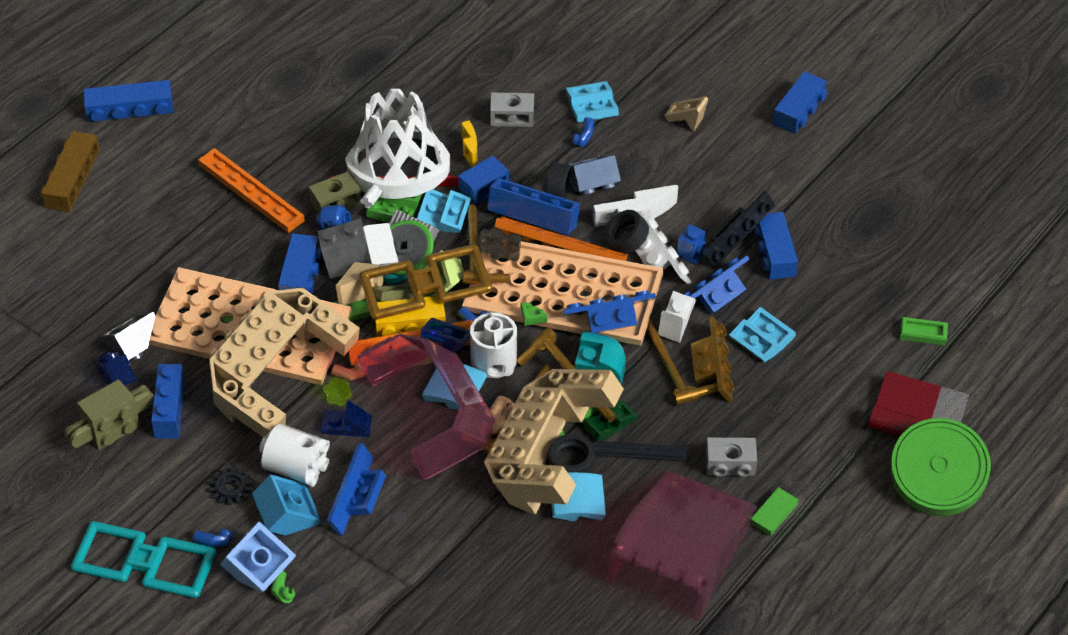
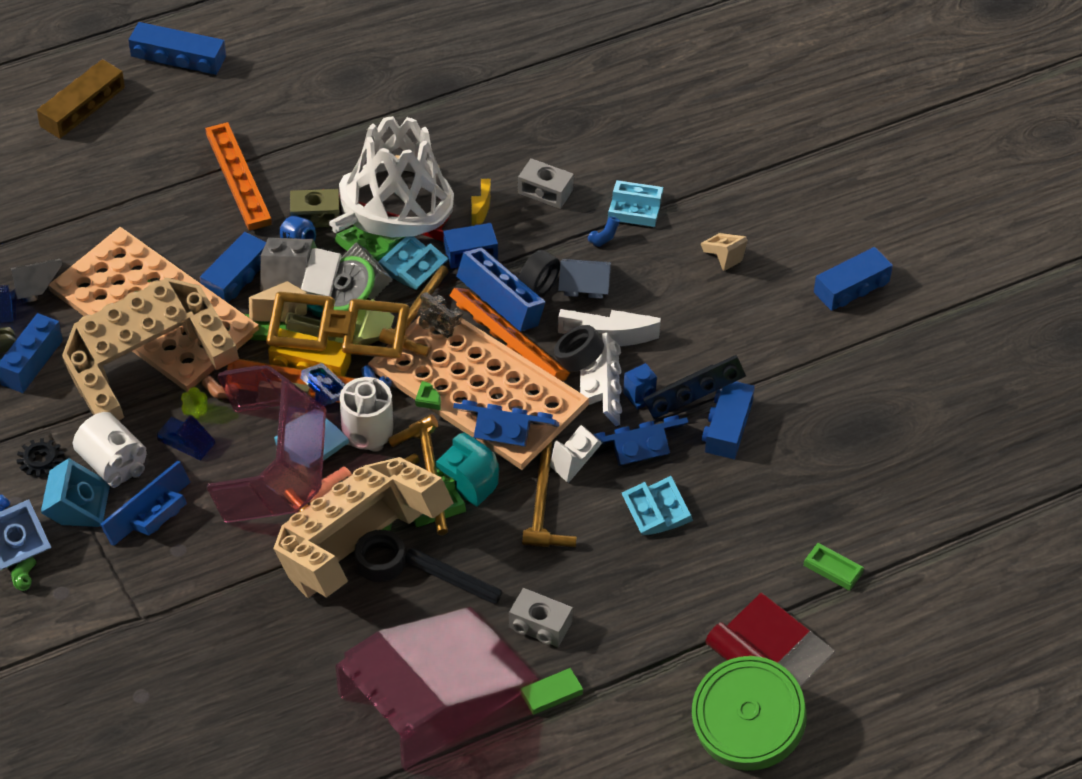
camera: 25 degrees right, 0 degrees up
(585, 500) = (362, 597): medium azure slope -> none
(600, 428) = (458, 535): dark green slope -> none
(711, 359) = (587, 513): pearl gold bracket -> none

